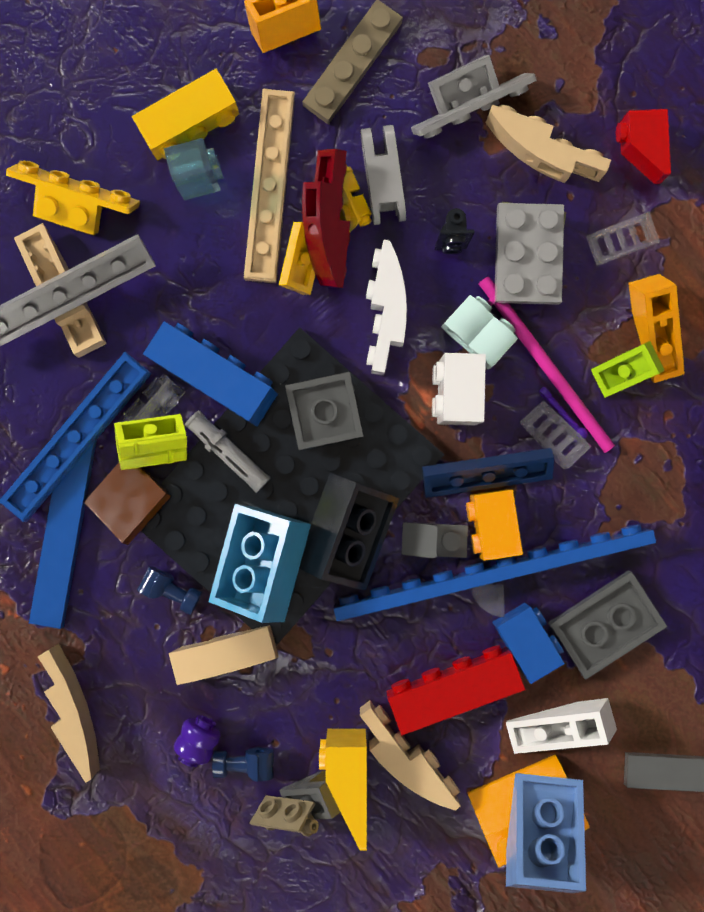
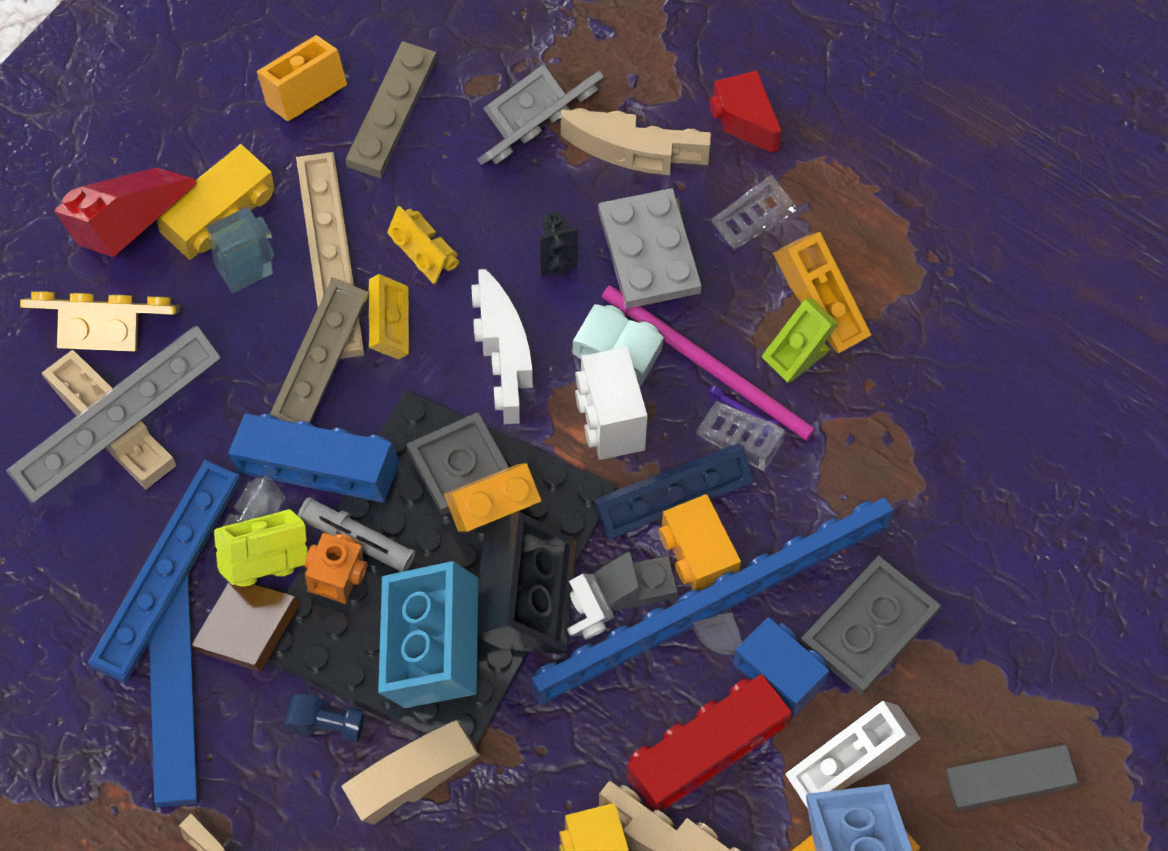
camera: 15 degrees left, 25 degrees down
(106, 102) = (117, 210): none -> red slope
(190, 481) = (334, 567): none -> orange brick
(236, 281) = (320, 352): none -> dark tan plate
(323, 230) = (406, 274): dark red slope -> none
(340, 457) = (492, 497): none -> light orange brick
(383, 175) = (459, 210): light grey piece -> none
(396, 557) = (589, 600): none -> white bracket

